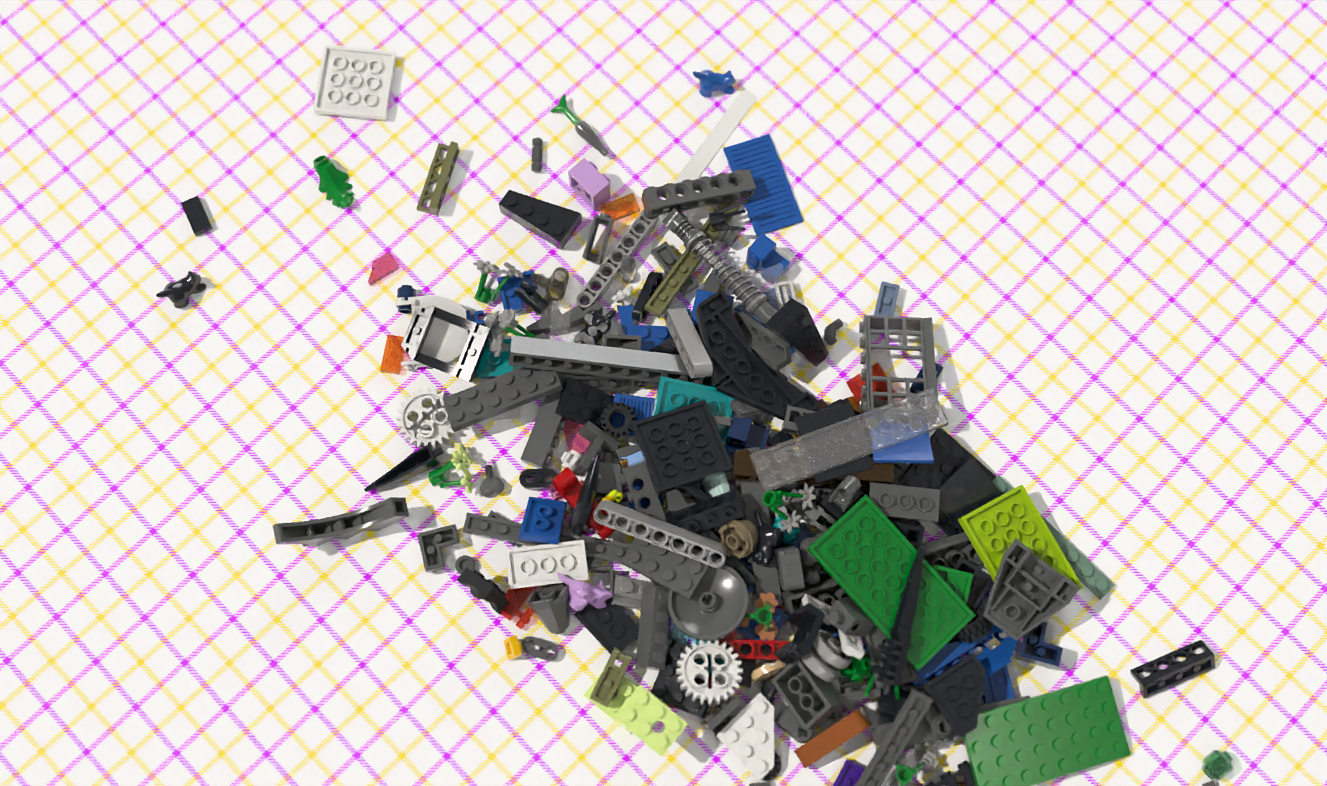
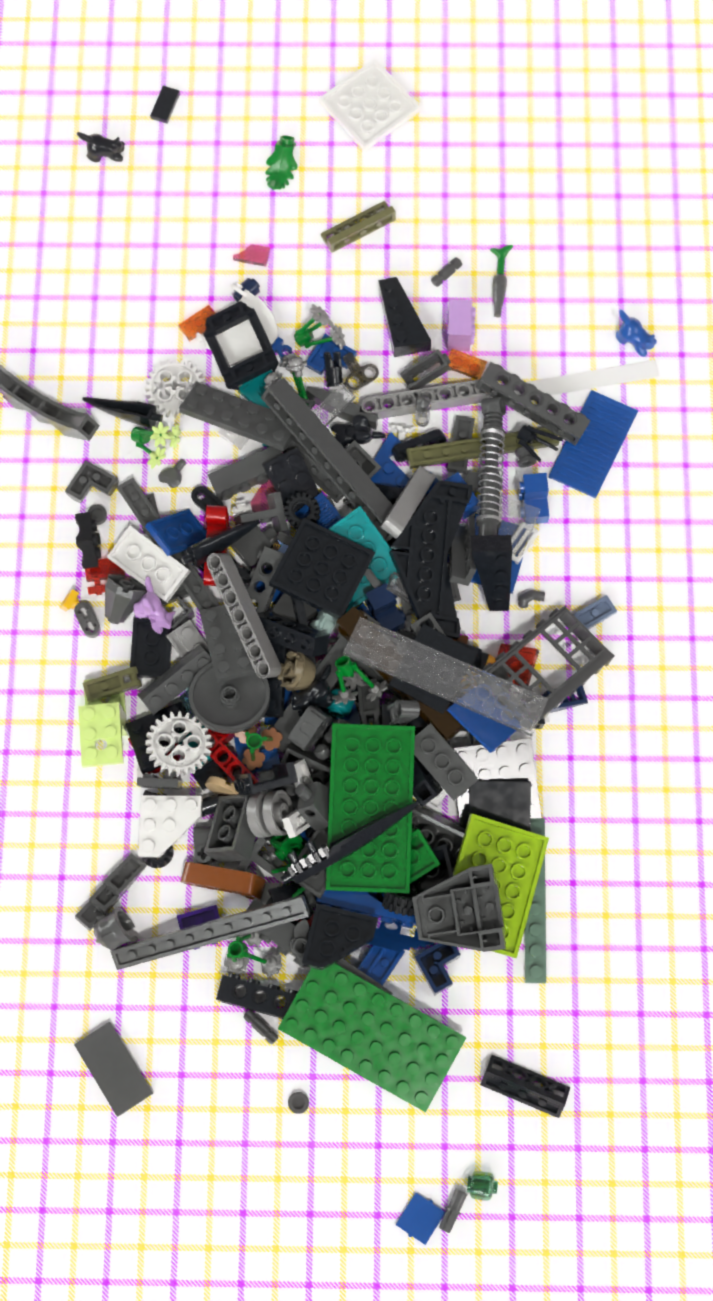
camera: 50 degrees right, 0 degrees up
(613, 496) = (242, 561): neon yellow arm -> none

